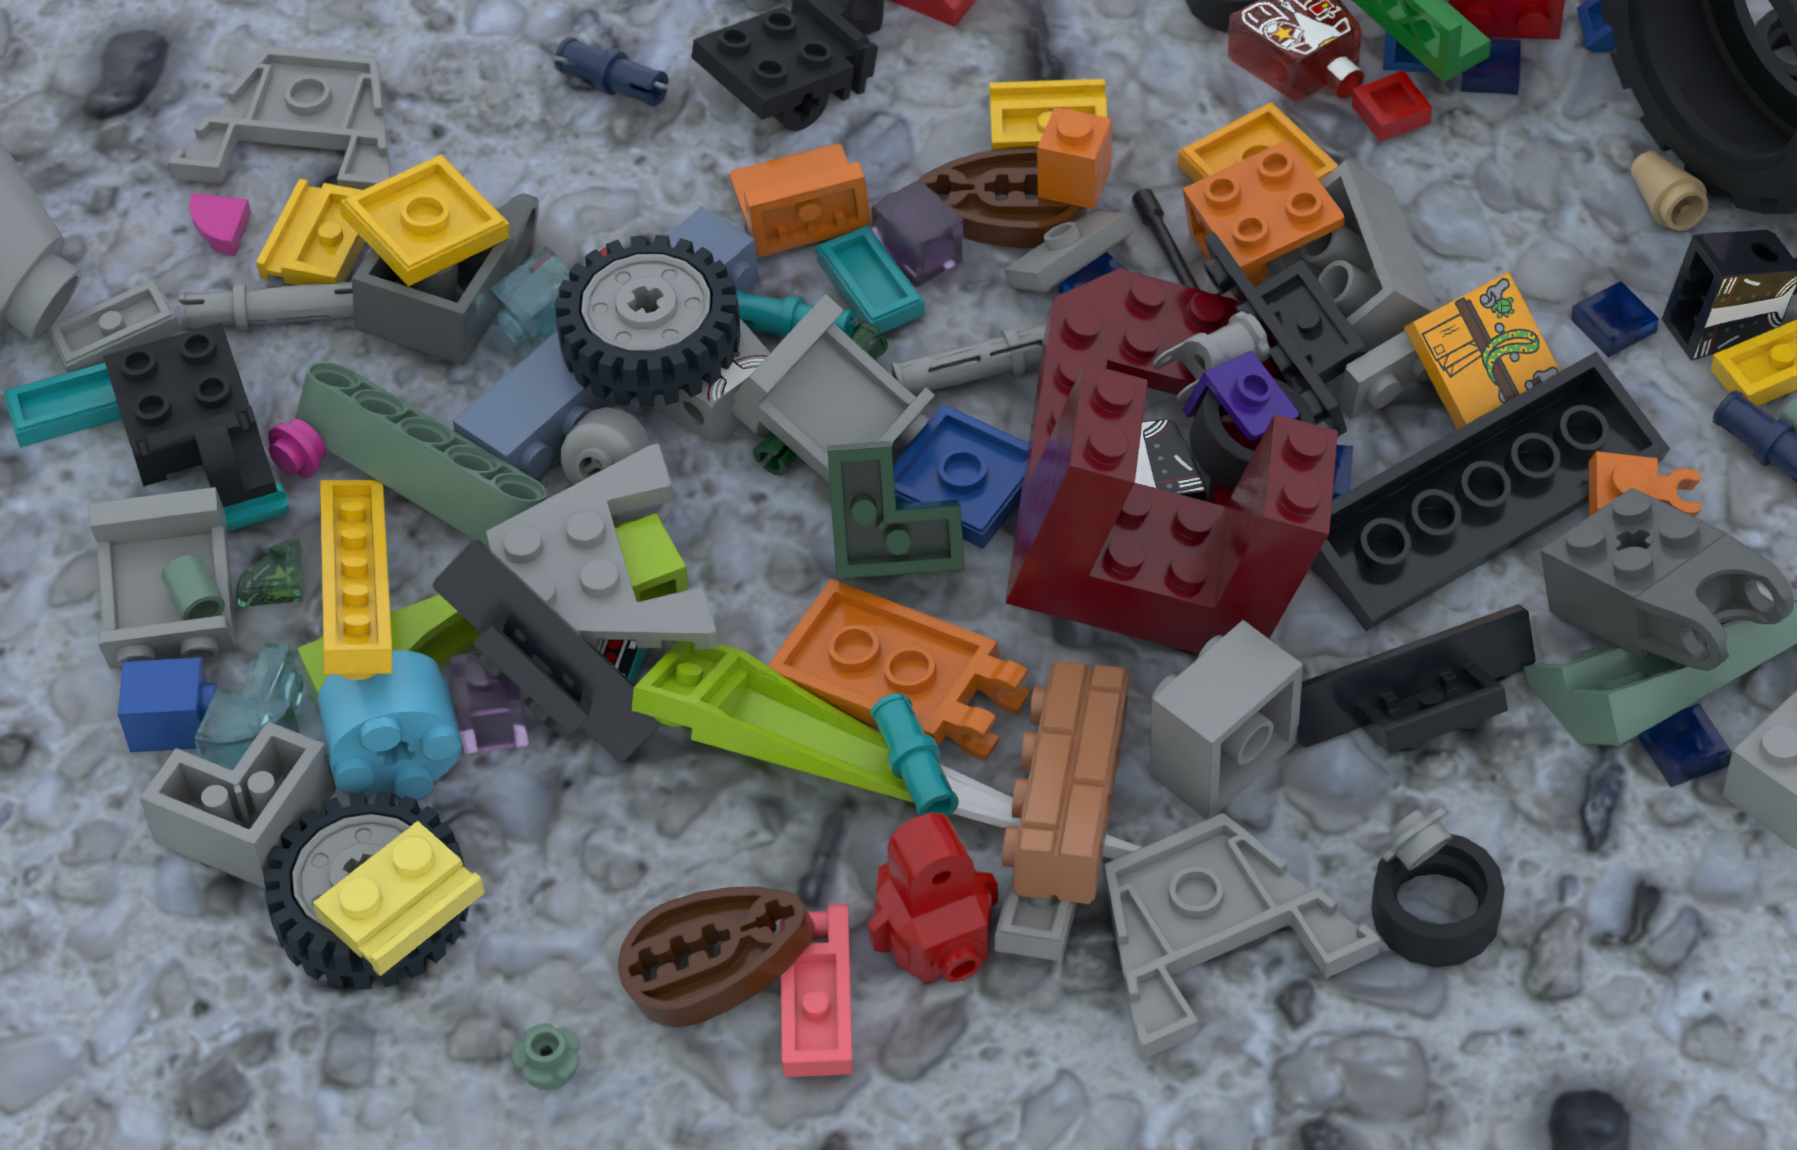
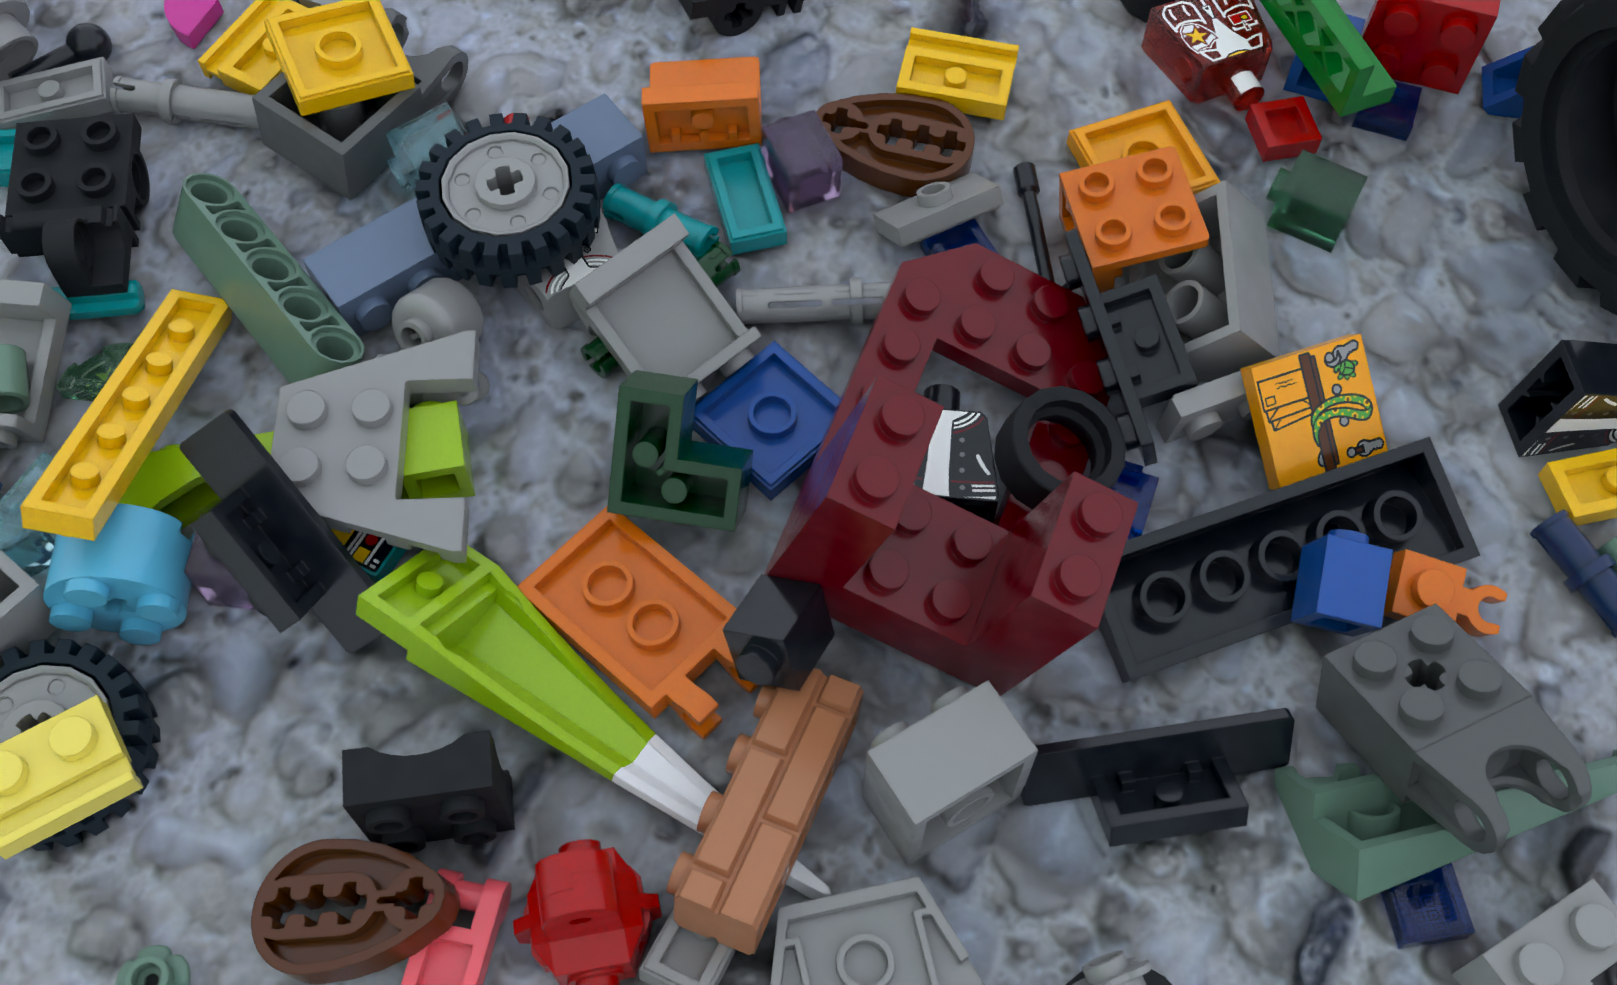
camera: 10 degrees right, 10 degrees up
(117, 274) = (82, 43): none -> black bar
(296, 448) = (163, 251): dark pink plate -> none
(762, 833) = (429, 795): none -> black brick
(914, 755) = (619, 737): teal pin -> none
(1038, 633) = (779, 632): none -> black brick
(1074, 157) = (965, 118): orange brick -> none
(1208, 351) = (1047, 357): light grey piece -> none
(1245, 393) = (1062, 415): dark purple bracket -> none
(1439, 166) = (1314, 200): none -> clear green brick
(1543, 491) = (1342, 584): none -> blue brick
(1614, 319) = (1451, 396): clear blue tile -> none
(1669, 191) = (1536, 274): tan cone -> none

